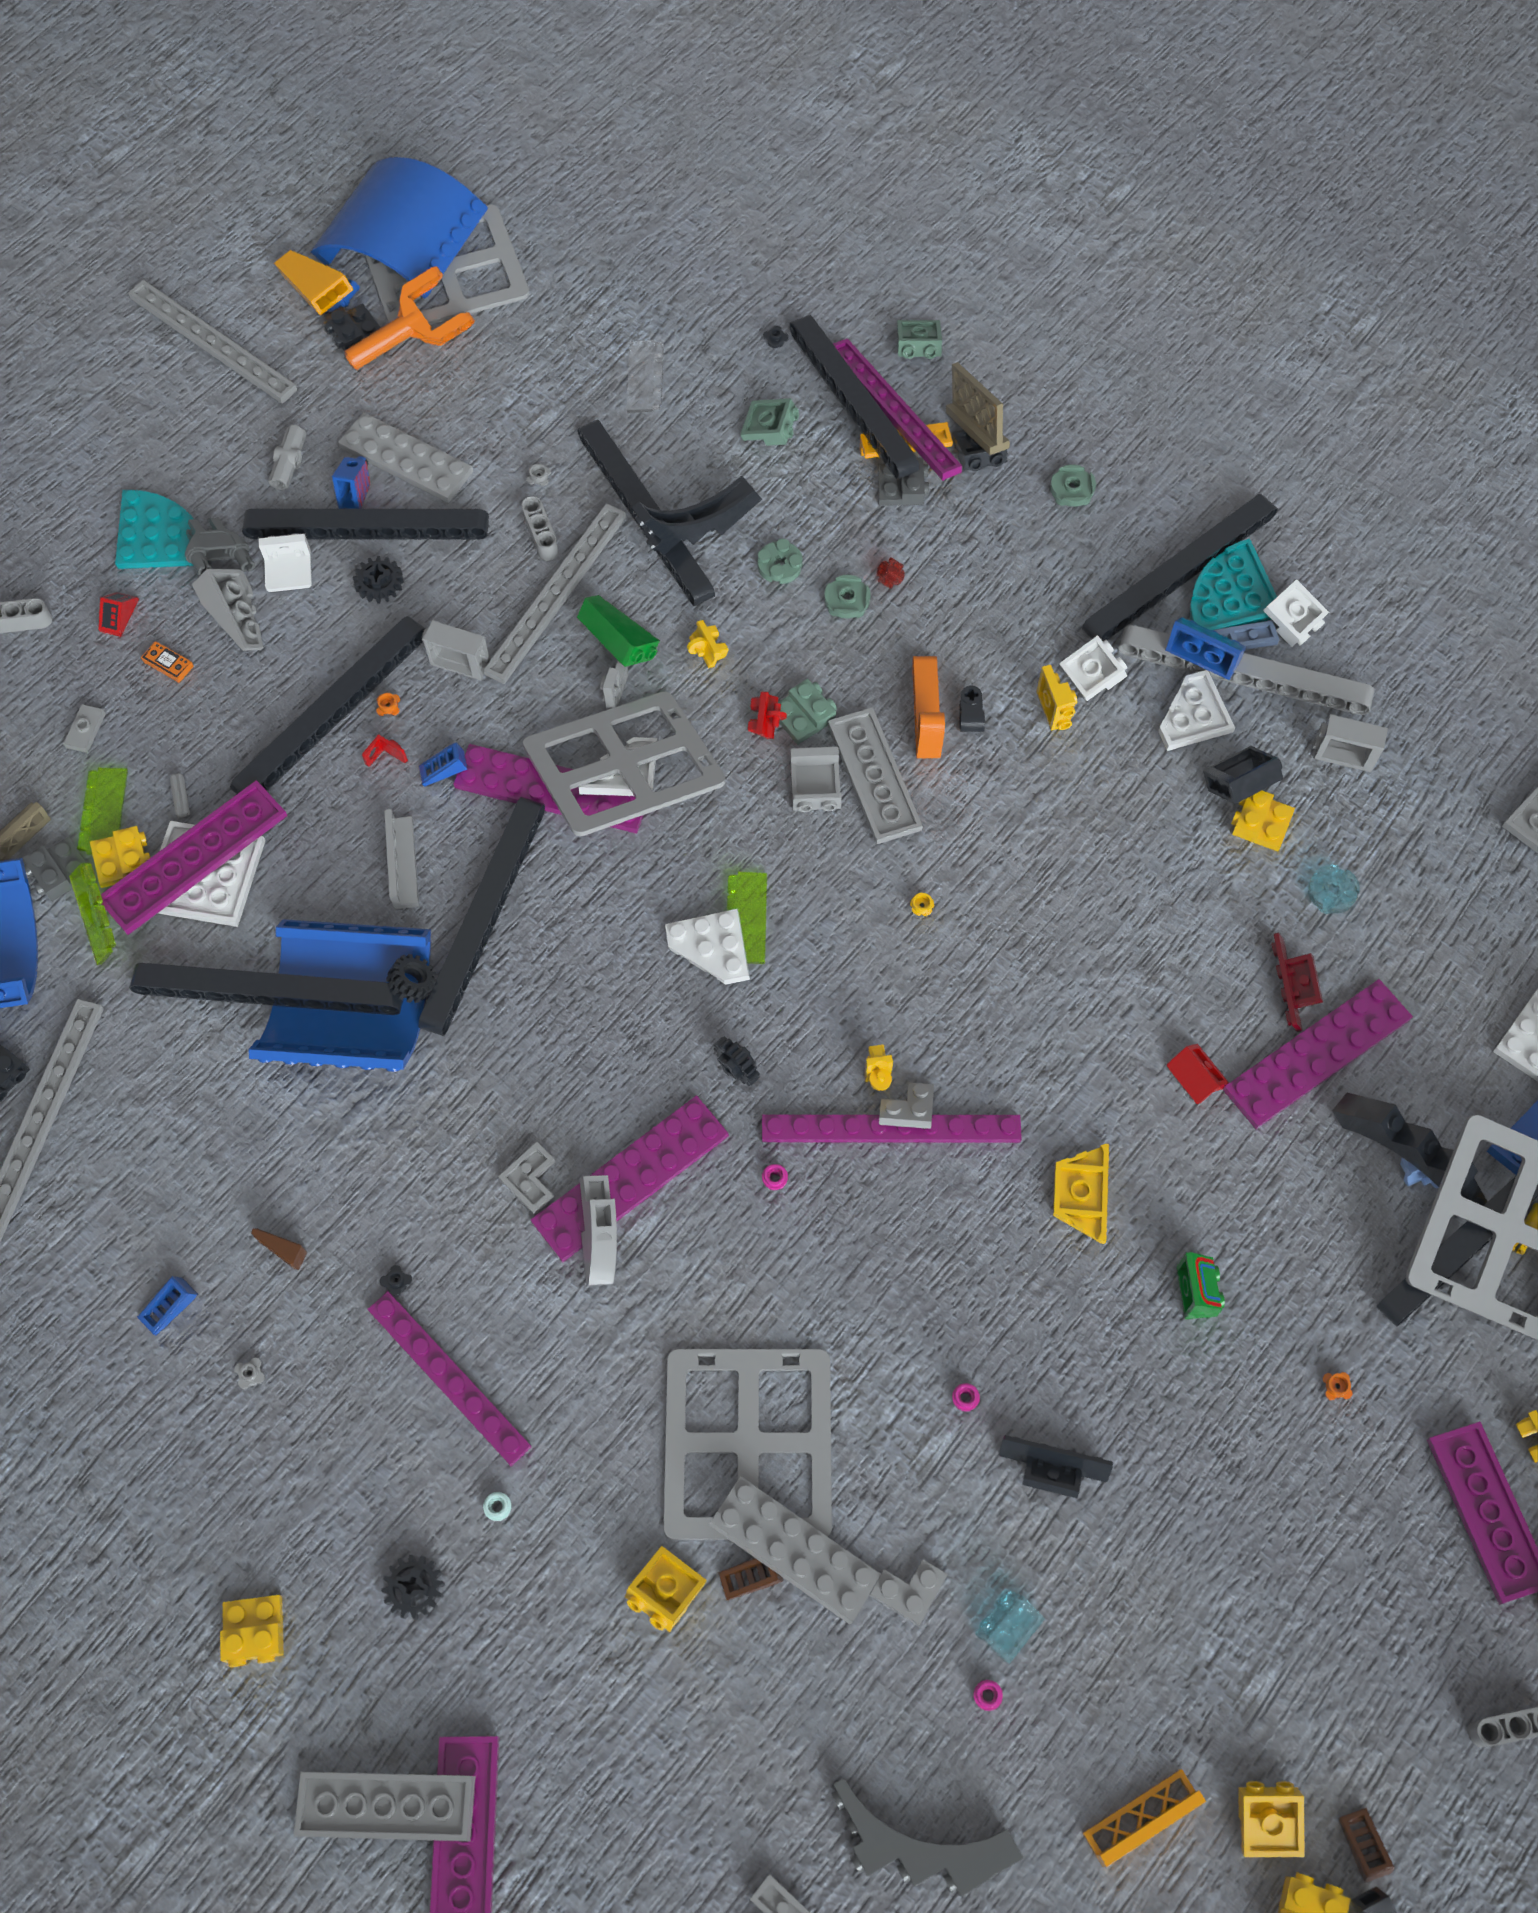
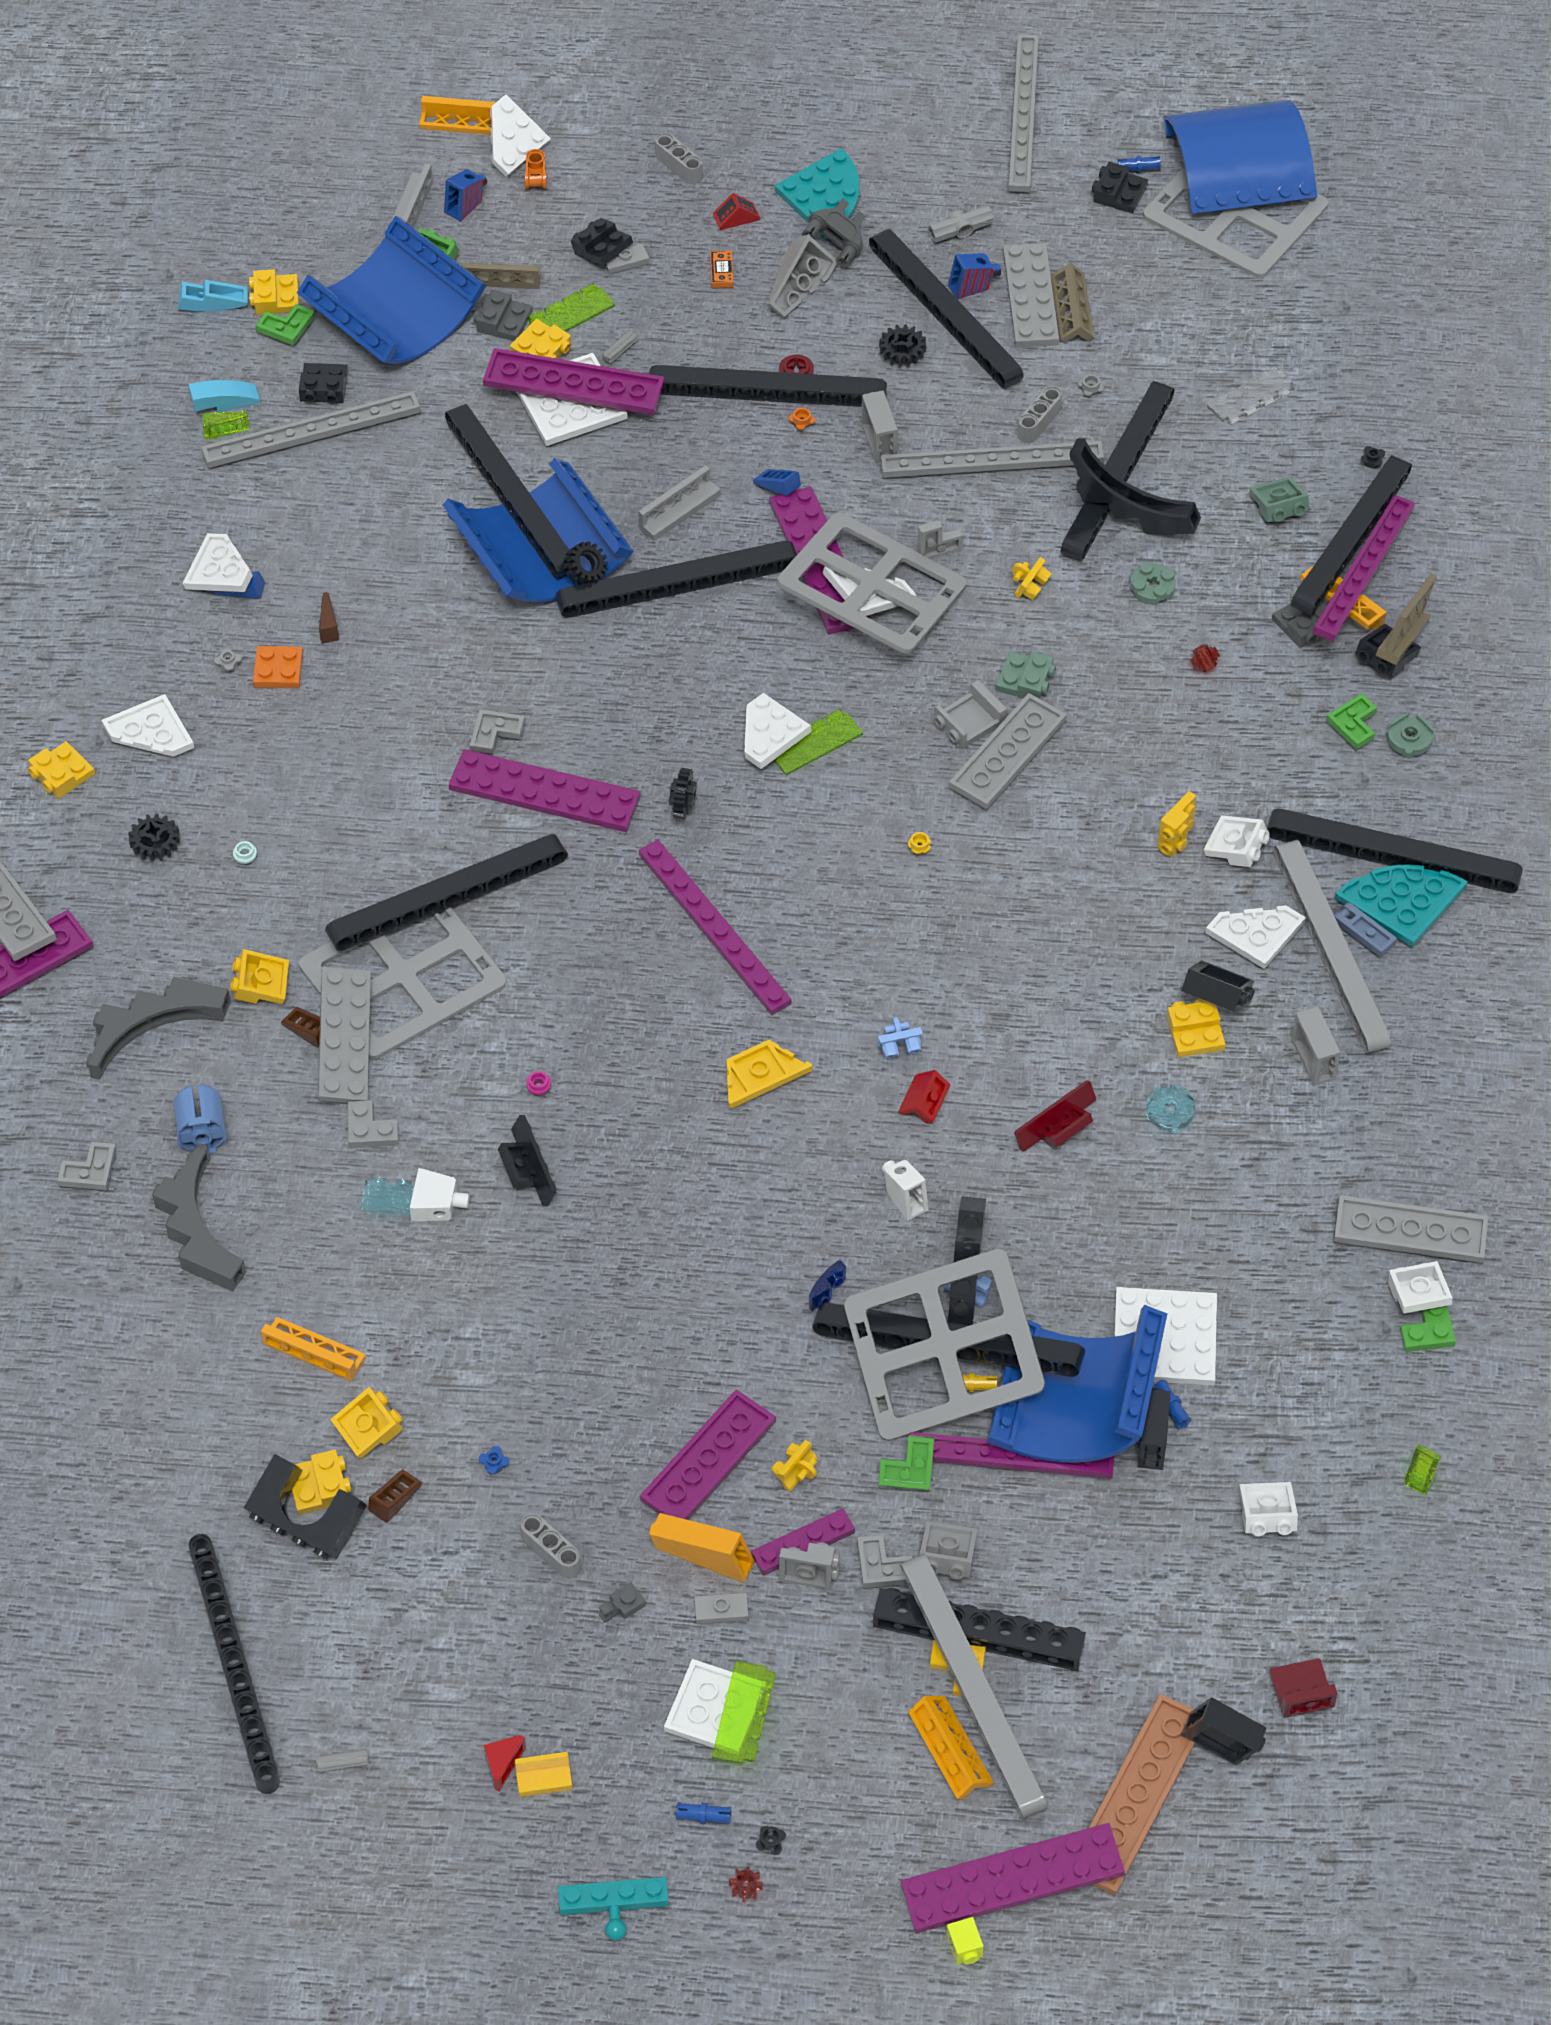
camera: 55 degrees right, 10 degrees down
(50, 735) = (600, 241): none -> black plate
(93, 915) = (483, 354): clear neon green windscreen -> none
(133, 1311) = (218, 567): none -> white plate
(272, 1504) = (150, 727): none -> white plate
(286, 562) = (867, 283): white bracket -> none
(295, 1330) = (278, 667): none -> orange plate
(313, 281) = (1131, 134): light orange slope -> none
(329, 666) = (803, 363): none -> dark red gear
(382, 744) = (760, 437): red bracket -> none
(398, 1287) = (357, 699): black plate -> none
(408, 324) = (1152, 217): orange piece -> none
(449, 429) = (1077, 301): none -> dark tan fence
(449, 1378) = (312, 773): magenta plate -> none
(600, 1231) = (484, 787): light grey slope -> none
(617, 632) = (986, 515): green slope -> none
(624, 1732) = (148, 1011): none -> dark grey arch
(691, 1348) = (446, 892): none -> black beam
(768, 715) = (996, 650): red hips -> none
(771, 1170) = (615, 870): dark pink plate -> none
(793, 1777) = (191, 1126): none -> medium blue cylinder
(847, 608) = (1155, 654): sand green plate -> none
(878, 1068) = (751, 883): yellow hips -> none
(911, 1113) = (736, 928): light grey plate -> none
(919, 338) = (1461, 550): sand green plate -> none
(927, 714) = (1073, 761): orange beam -> none
(971, 712) = (1122, 780): black piece -> none
(996, 1691) = (330, 1204): dark pink plate -> none
(1030, 519) = (1349, 720): none -> bright green plate
(1041, 1579) = (435, 1197): none -> white torso
(1121, 1053) = (889, 1042): none -> light blue hips
(1199, 1286) = (739, 1177): green slope -> none
(1205, 648) = (1314, 893): blue slope -> none
(1294, 1150) = (906, 1188): none -> white torso
(1296, 613) = (1415, 949): white plate -> none
(1317, 1053) = (1011, 1170): magenta plate -> none
(1343, 1380) = (733, 1308): orange plate -> none
(1360, 1292) = (822, 1289): none -> clear blue slope
(1374, 1725) = (496, 1466): none -> blue plate

